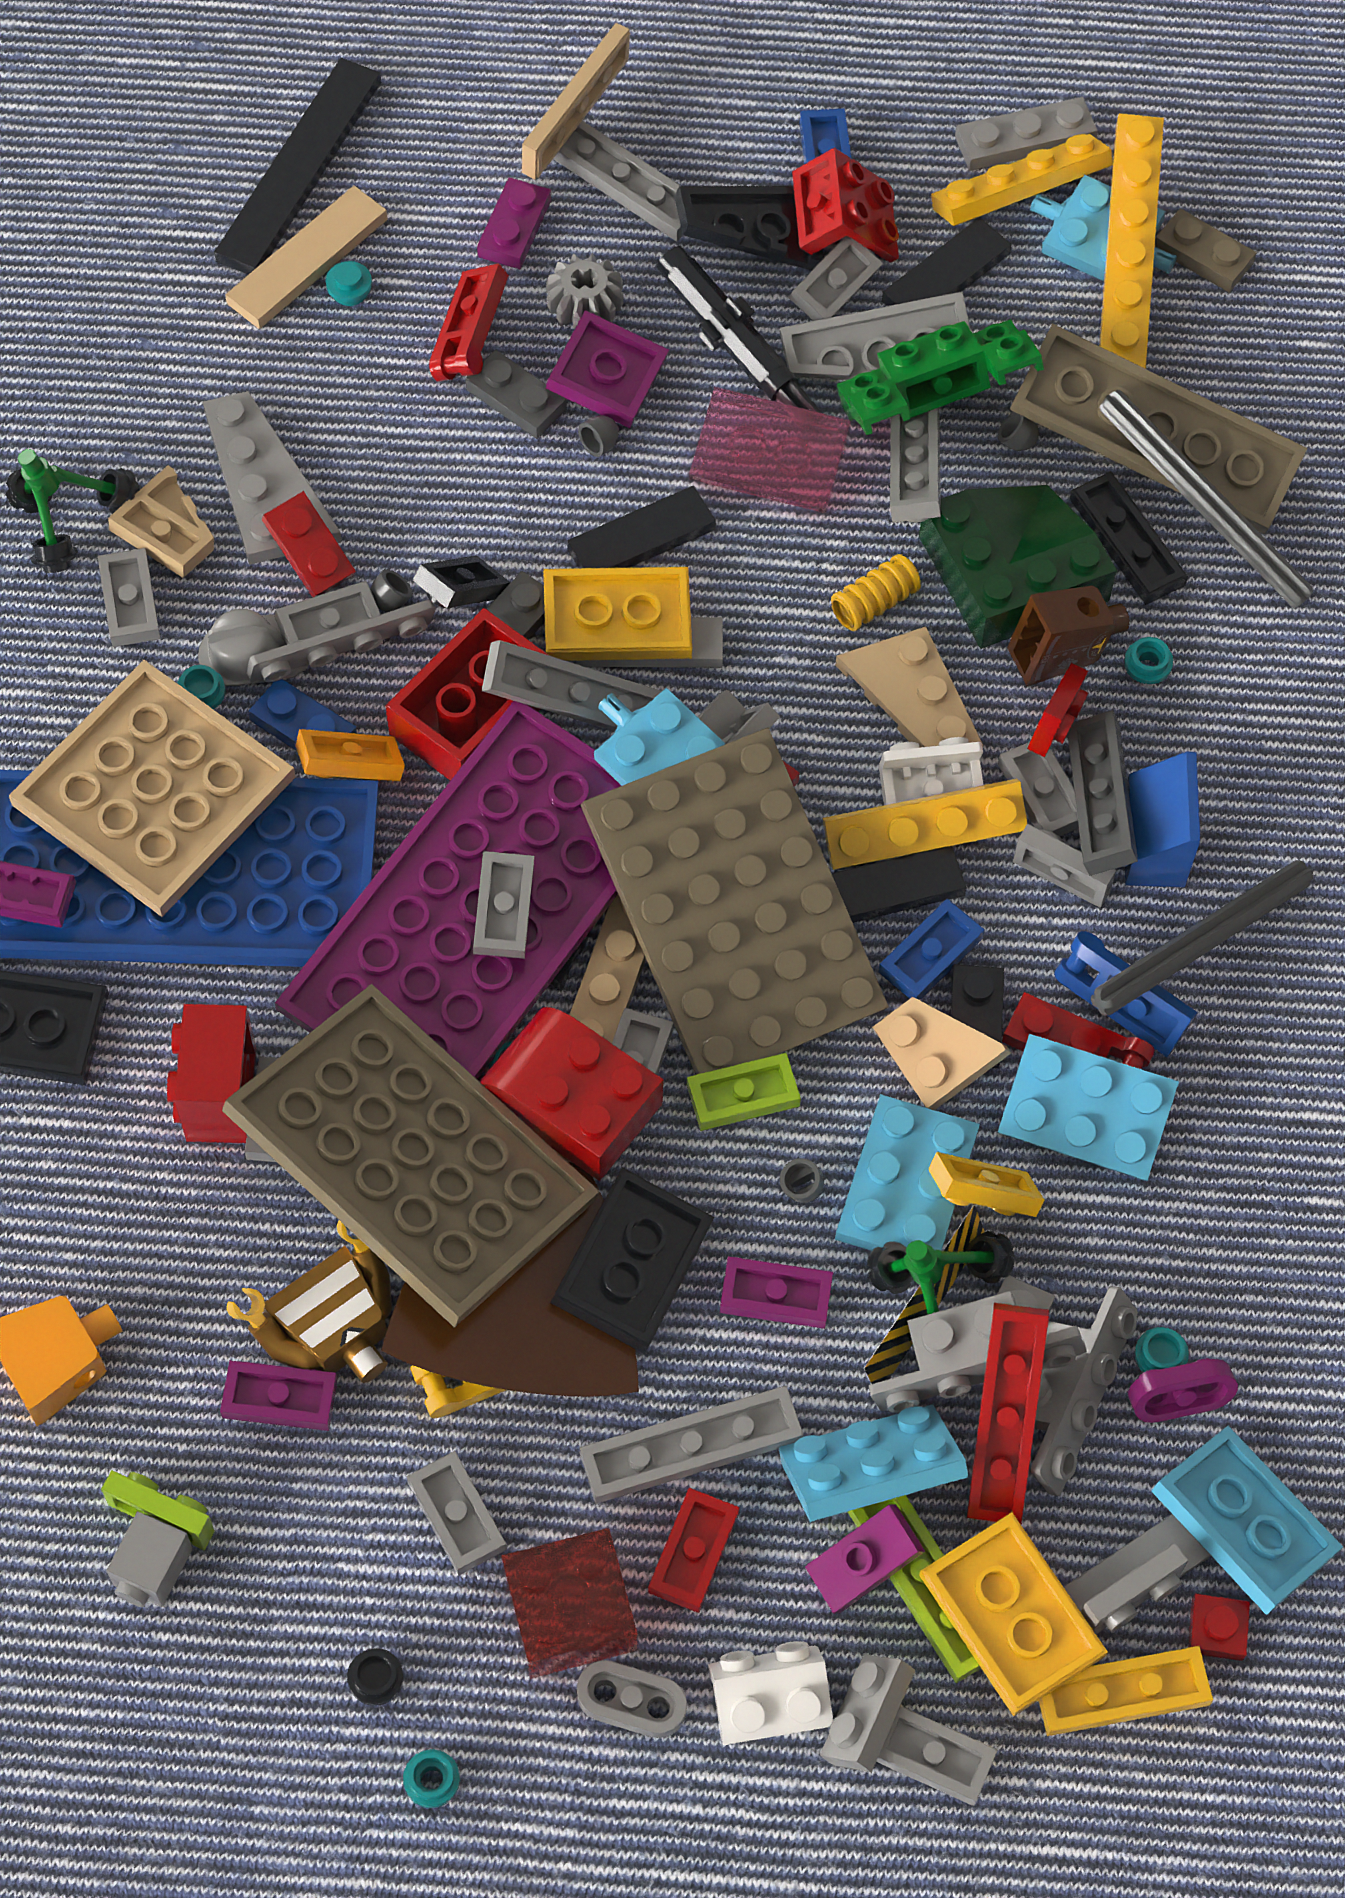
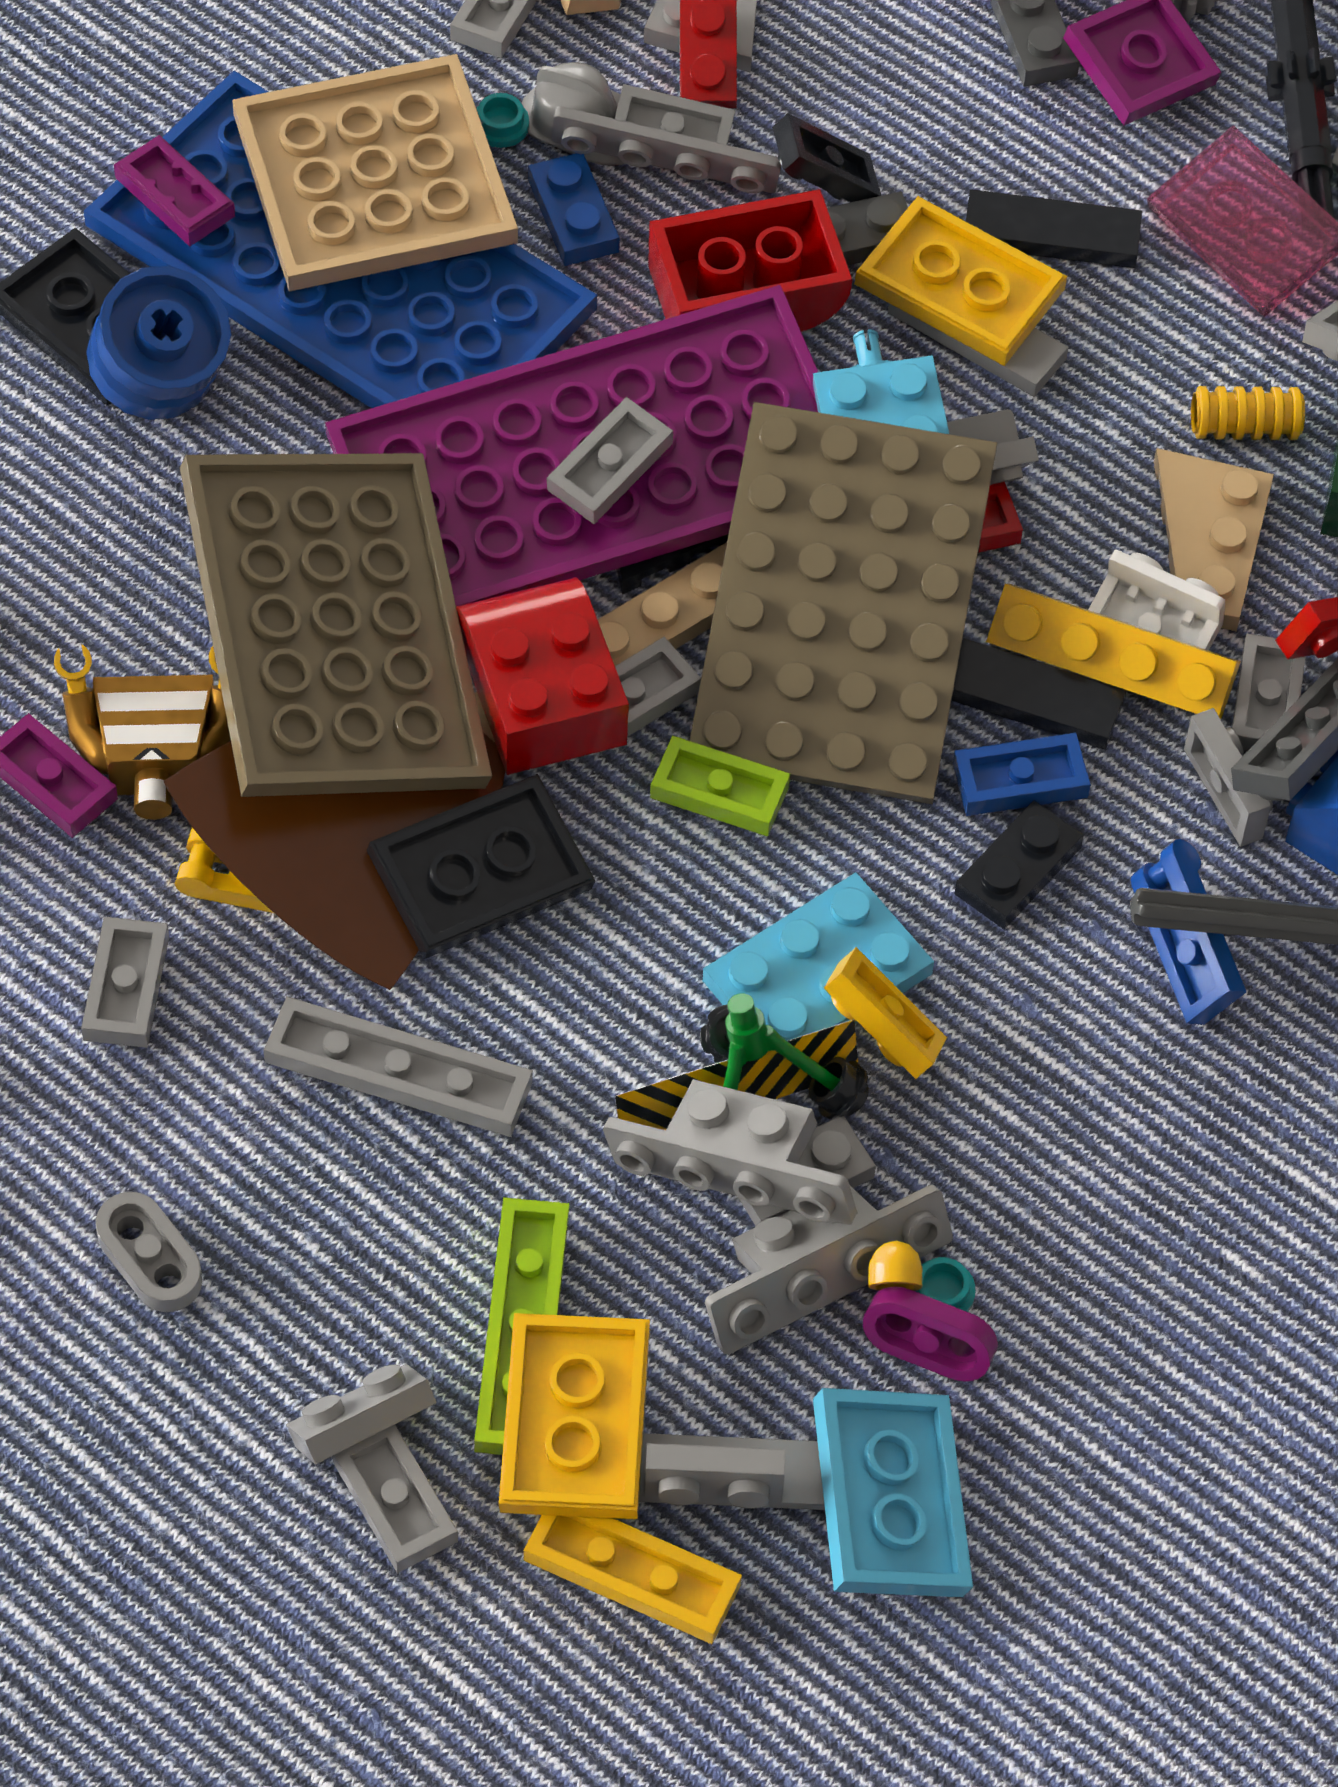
camera: 35 degrees right, 5 degrees down
(103, 1017) = (158, 342): none -> blue wheel
(213, 1063) = (222, 416): red brick -> none
(349, 755) = (587, 255): light orange plate -> none
(390, 590) = (755, 133): dark grey hinge -> none
(558, 684) = (828, 292): light grey plate -> none
(569, 1603) = (159, 1124): clear red brick -> none
(598, 435) = (1086, 112): dark grey hinge -> none
(693, 1550) = (320, 1160): red plate -> none
(771, 1692) = (283, 1335): white bracket -> none
(776, 1292) = (597, 985): magenta plate -> none
(798, 1173) = (713, 895): dark grey hinge -> none
(864, 1558) = (474, 1272): magenta plate -> none
(872, 1462) = (554, 1188): medium azure plate -> none
(937, 1050) = (945, 866): tan wing -> none
(1007, 1412) = (718, 1220): red plate -> none
(1058, 1025) = (1101, 953): red plate -> none
(1088, 1107) = (1058, 1013): medium azure plate -> none
(1132, 1361) = (896, 1266): none -> yellow hinge
(1219, 1626) = (784, 1579): red plate -> none

